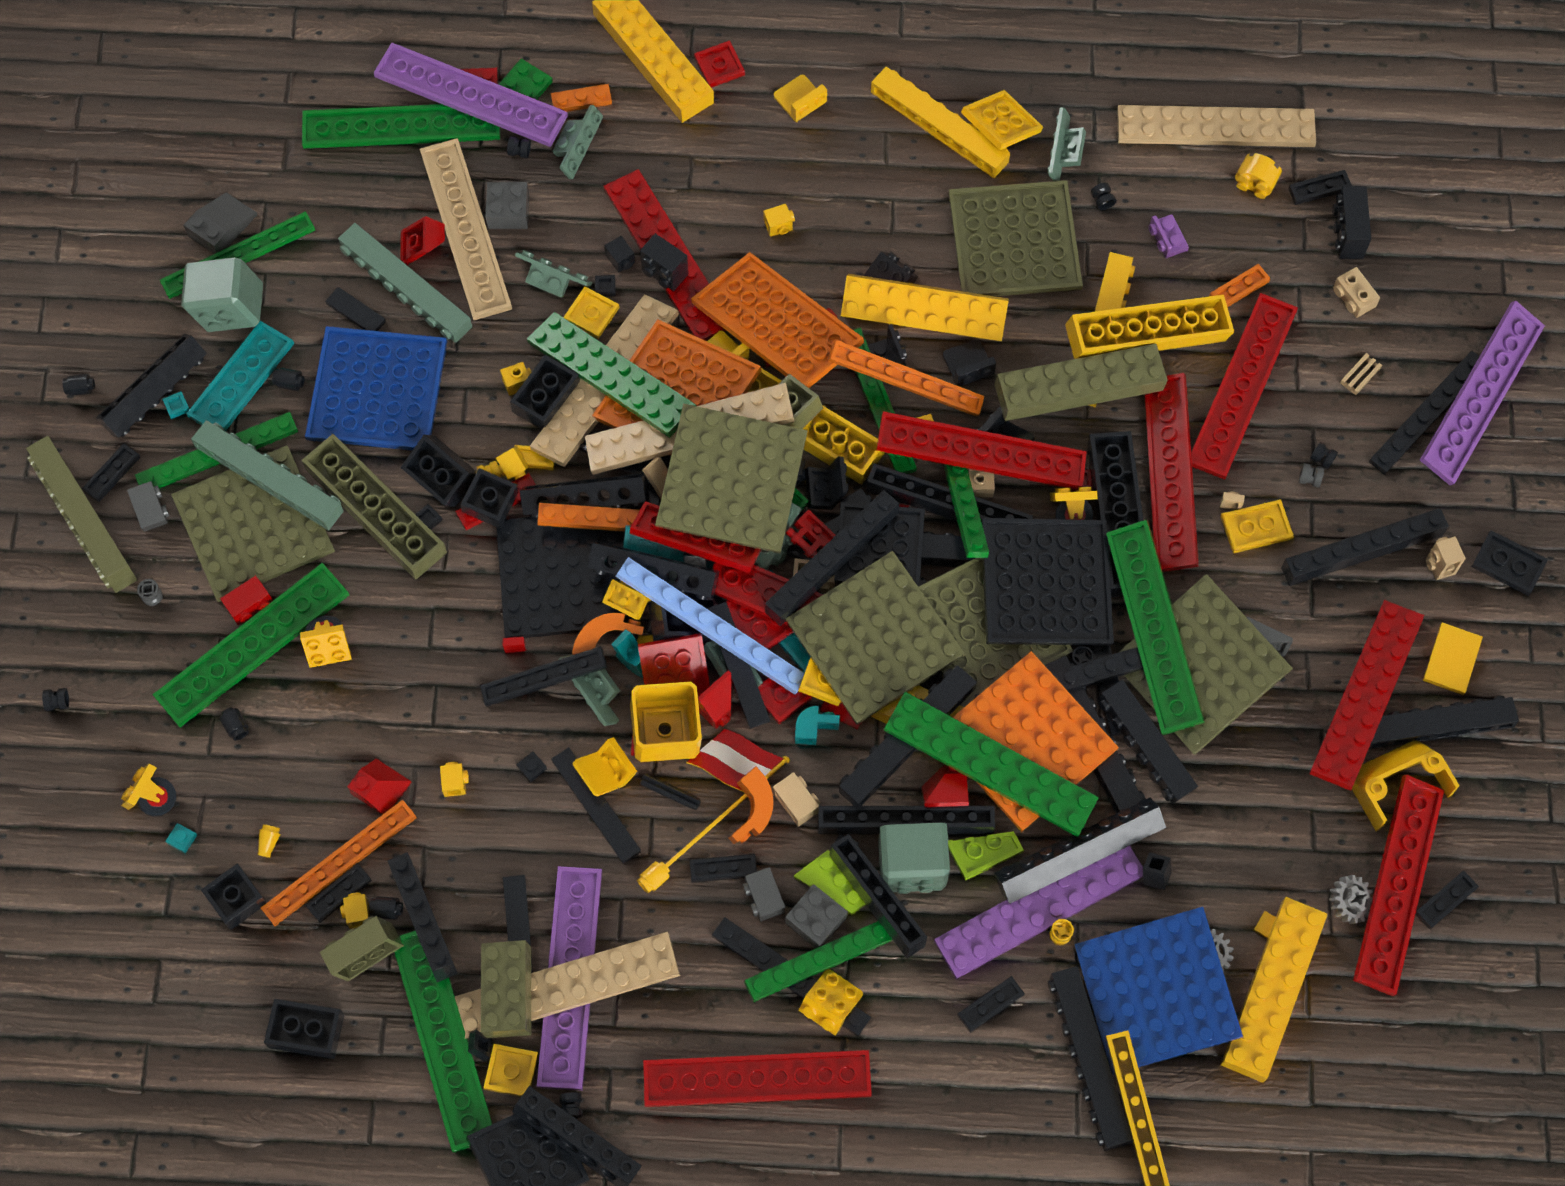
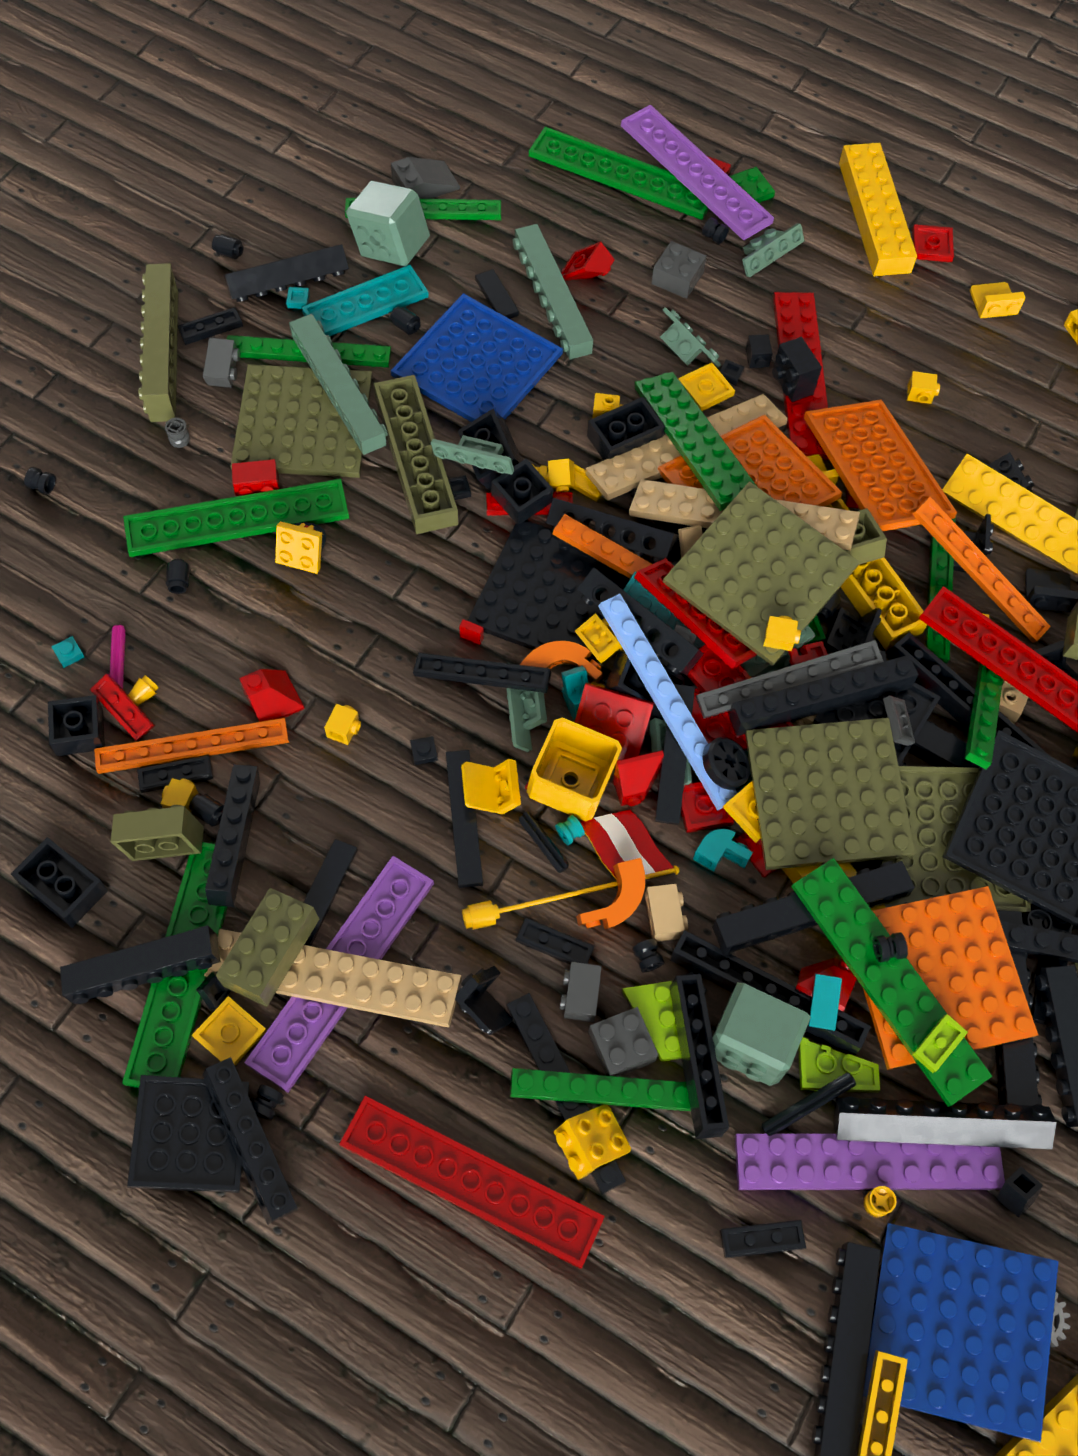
camera: 25 degrees right, 5 degrees down
(152, 794) = (63, 596): plate -> none
(231, 828) = (117, 654): none -> dark pink axle
(261, 861) = (122, 707): none -> red tile
(411, 1057) = (140, 965): none -> black brick
(432, 483) = (474, 452): none -> sand green bracket
(465, 229) = (630, 275): tan plate -> none
(582, 98) = (788, 217): orange plate -> none
(686, 771) = (570, 829): none -> teal wheel
(692, 945) = (480, 1004): none -> black bracket
(775, 525) = (781, 633): none -> yellow brick
(787, 664) = (723, 751): none -> black wheel
(798, 557) = (853, 658): none -> dark grey plate
(800, 839) = (648, 955): none -> black wheel
(901, 548) = (899, 720): none -> dark grey plate
(951, 806) = (825, 1002): none -> teal tile
(976, 888) = (808, 1104): none -> black axle
(979, 740) = (890, 947): none -> black wheel
(1049, 794) = (939, 1043): none -> lime plate

